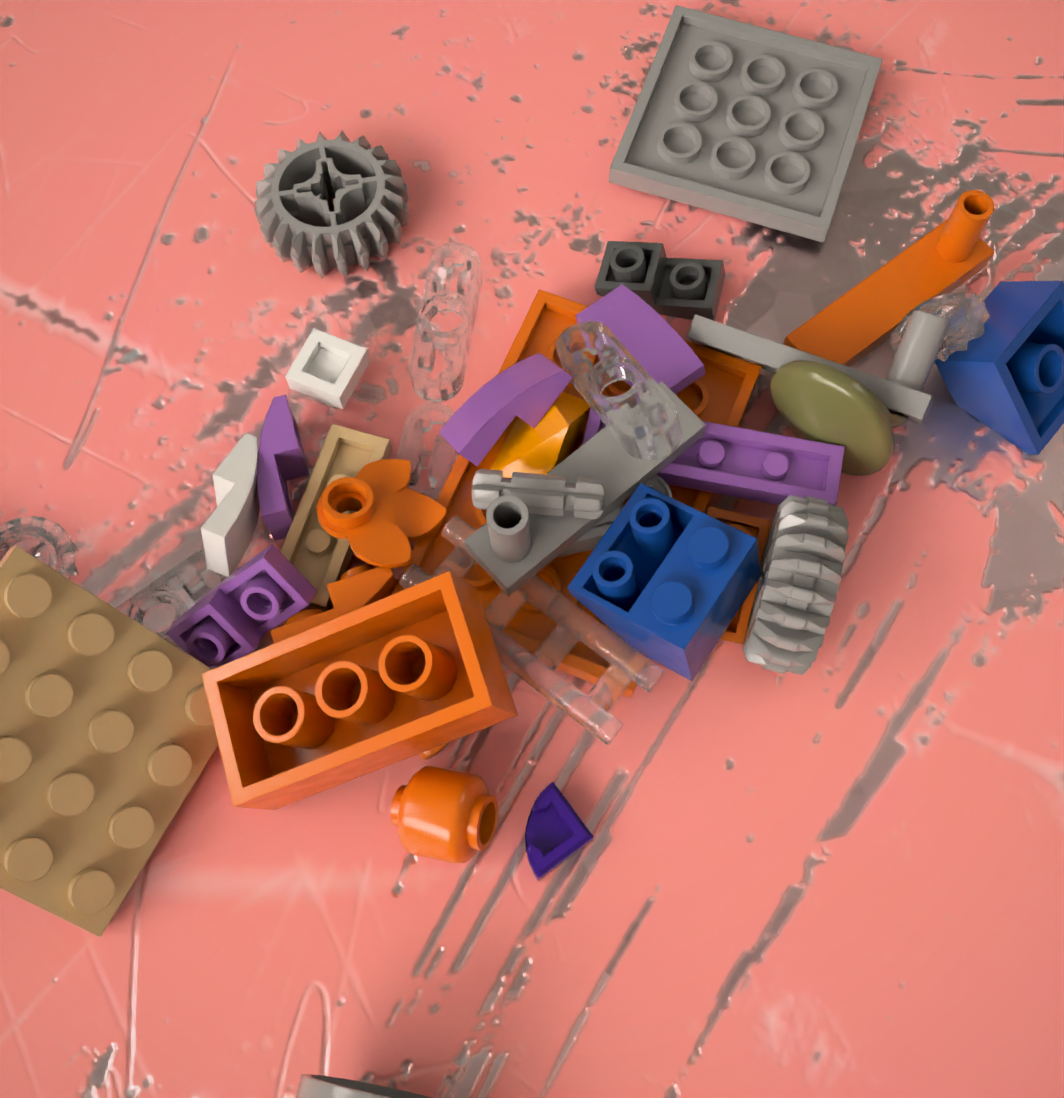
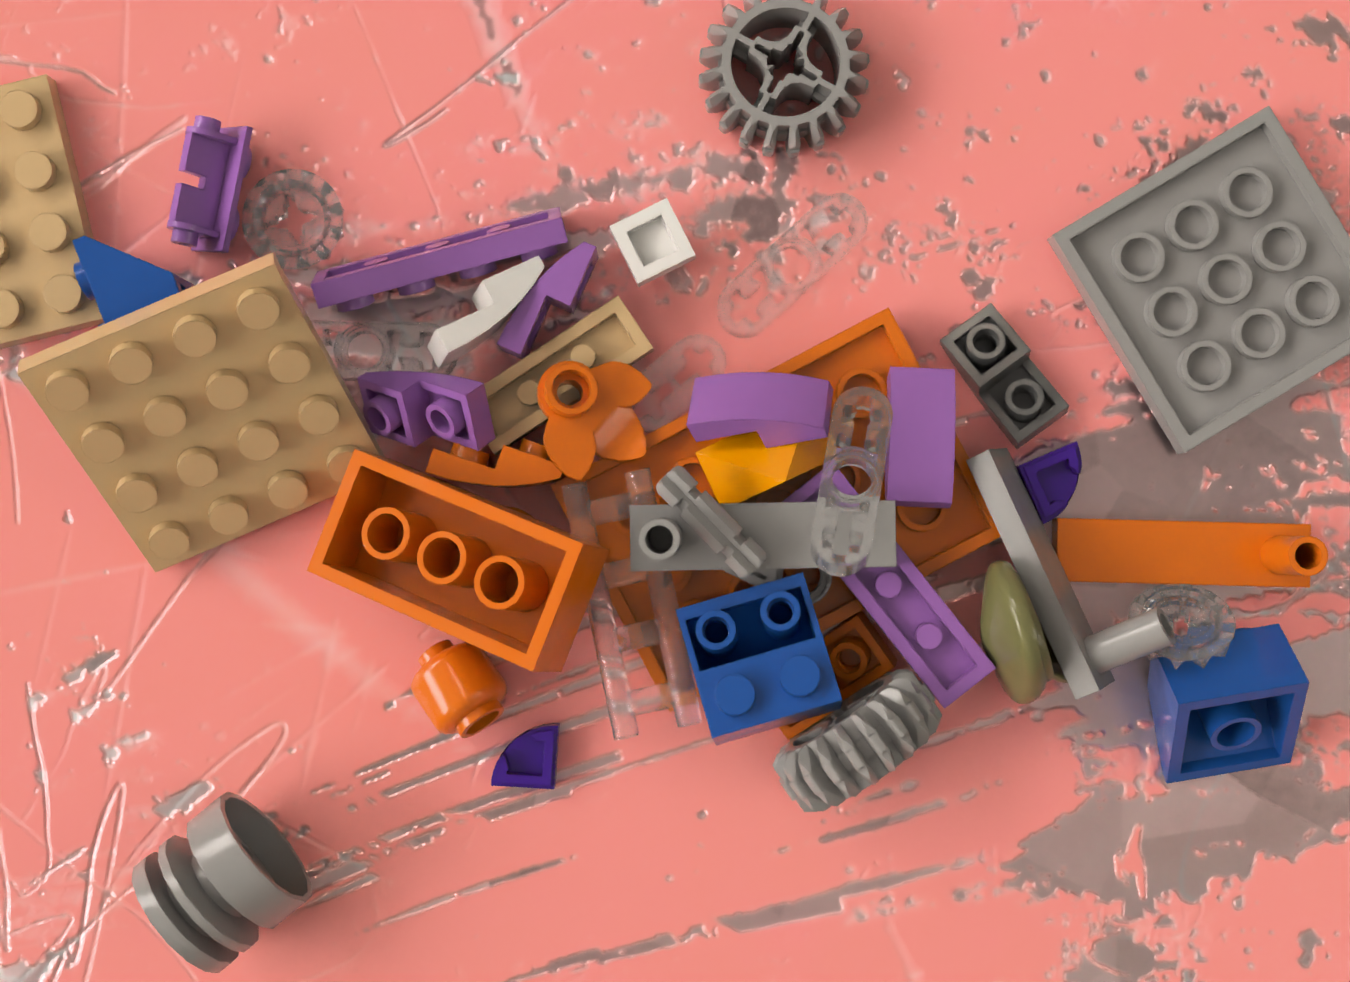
camera: 30 degrees right, 20 degrees up
(154, 520) = (416, 266): none -> medium lavender plate
(757, 314) = (1052, 479): none -> dark purple tile

